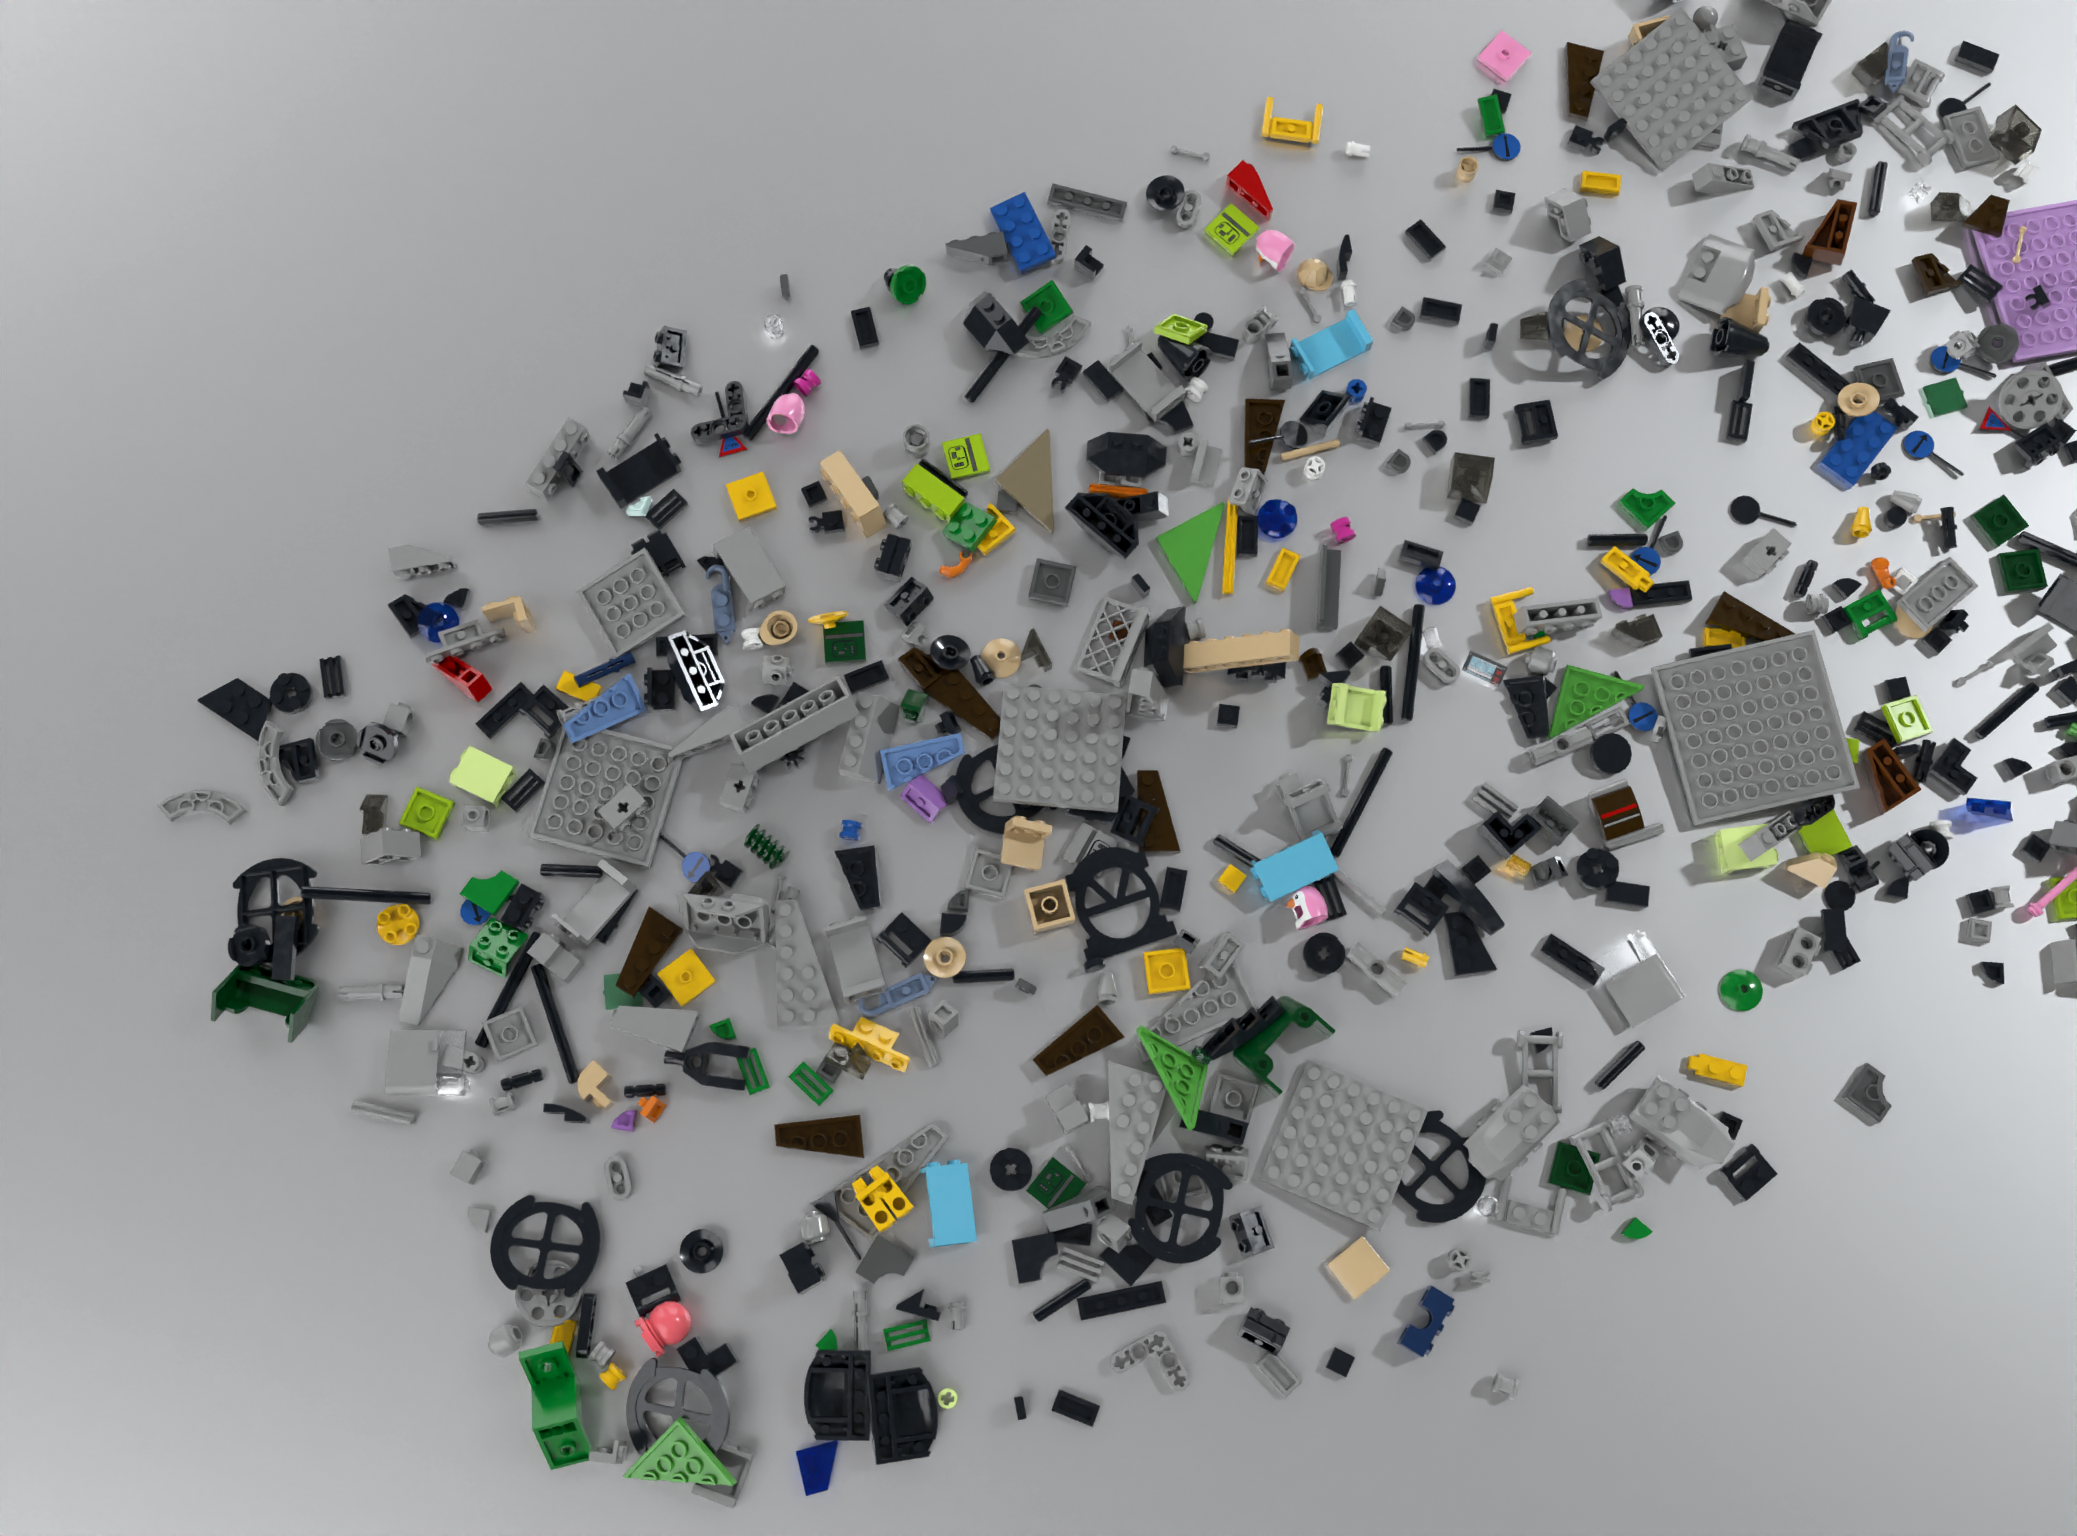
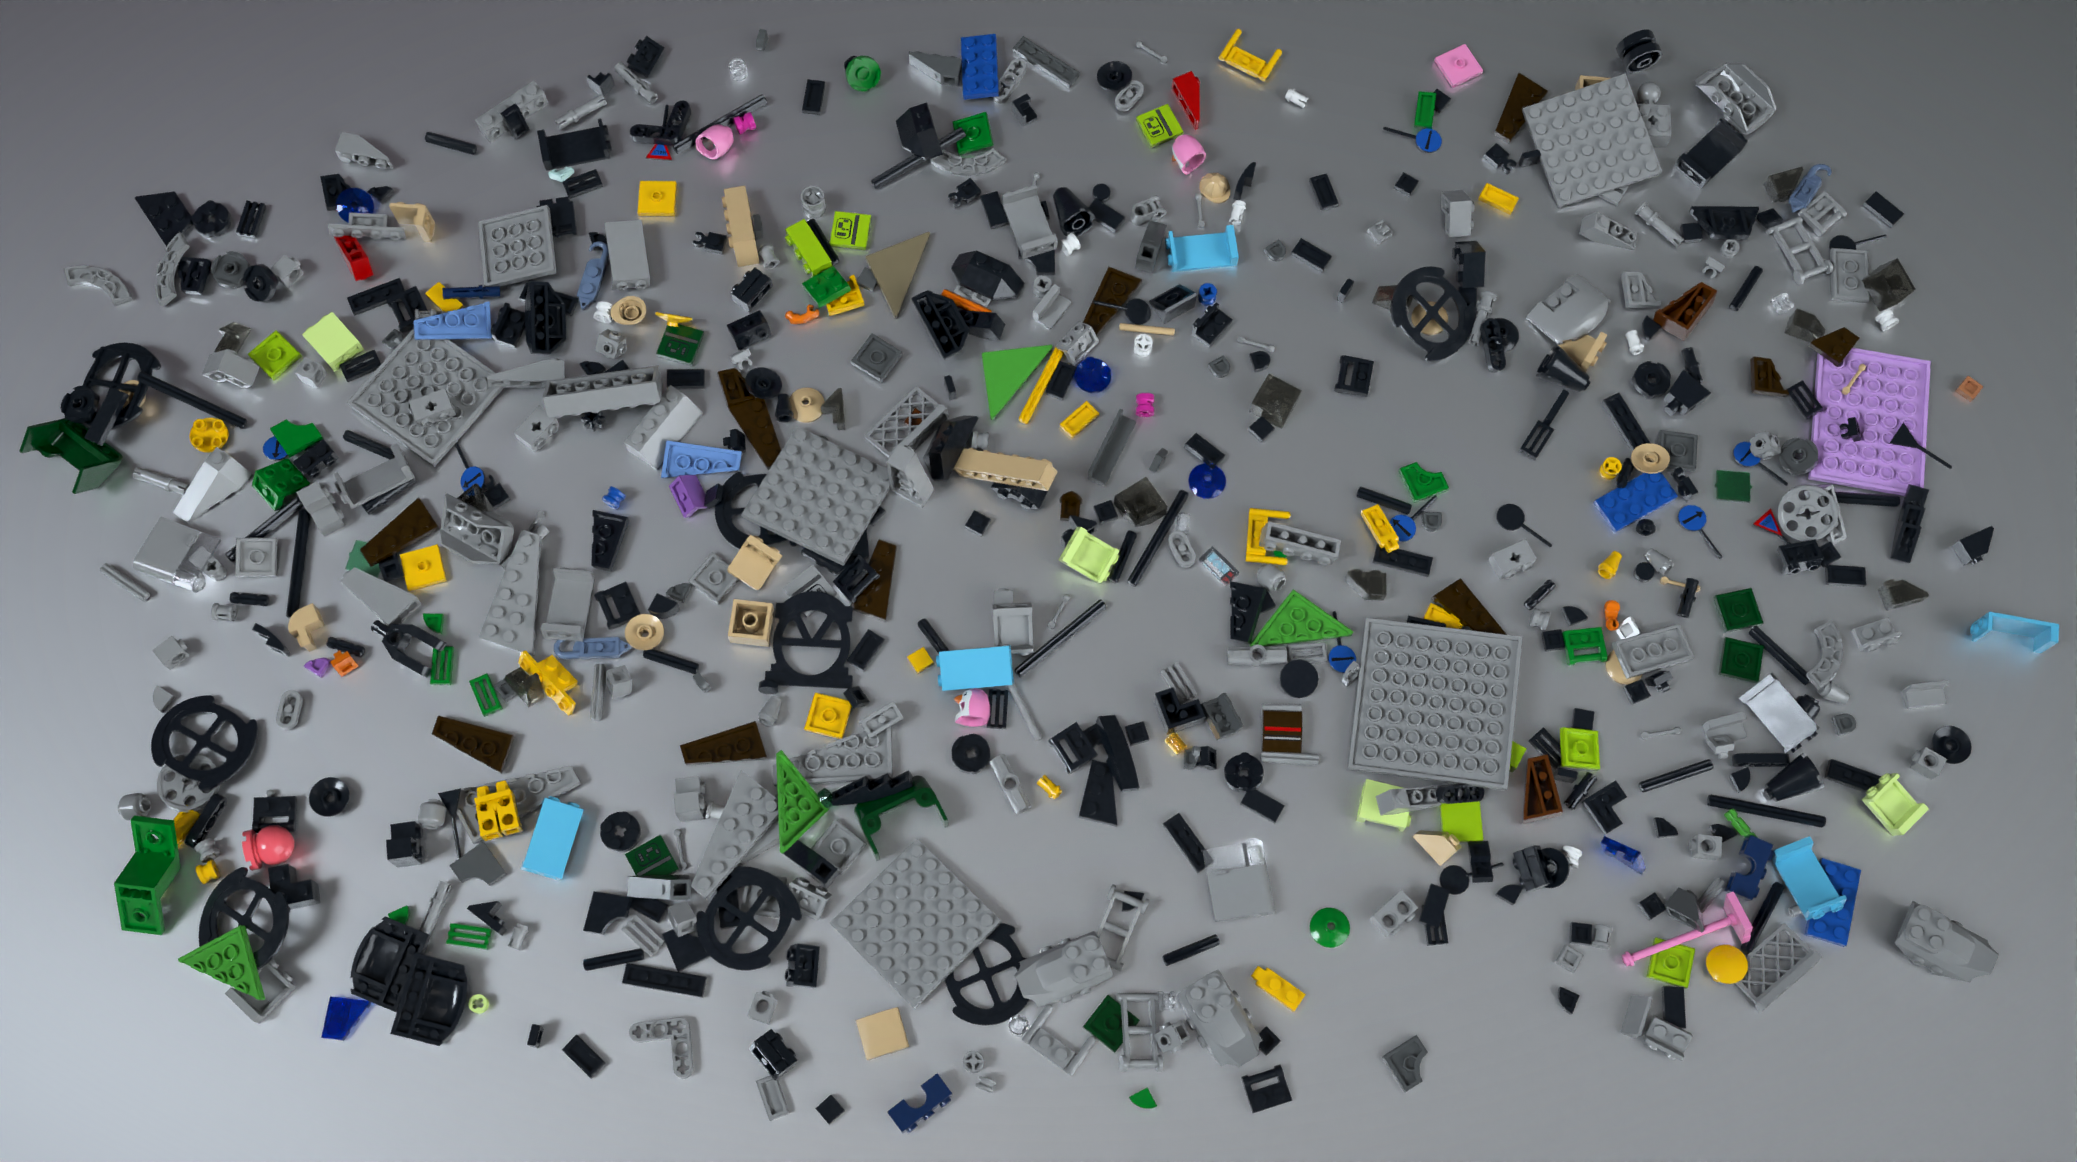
camera: 20 degrees right, 5 degrees down
(609, 1455) = (180, 935): light grey bracket -> none
(765, 848) = (536, 485): dark green piece -> none
(814, 494) = (710, 215): black tile -> none
(914, 706) = (712, 415): dark green slope -> none
(1180, 329) = (1076, 189): lime tile -> none
(1467, 169) = (1384, 146): tan wheel -> none
(1479, 398) = (1313, 339): black tile -> none
(1621, 597) = (1366, 550): medium lavender tile -> none

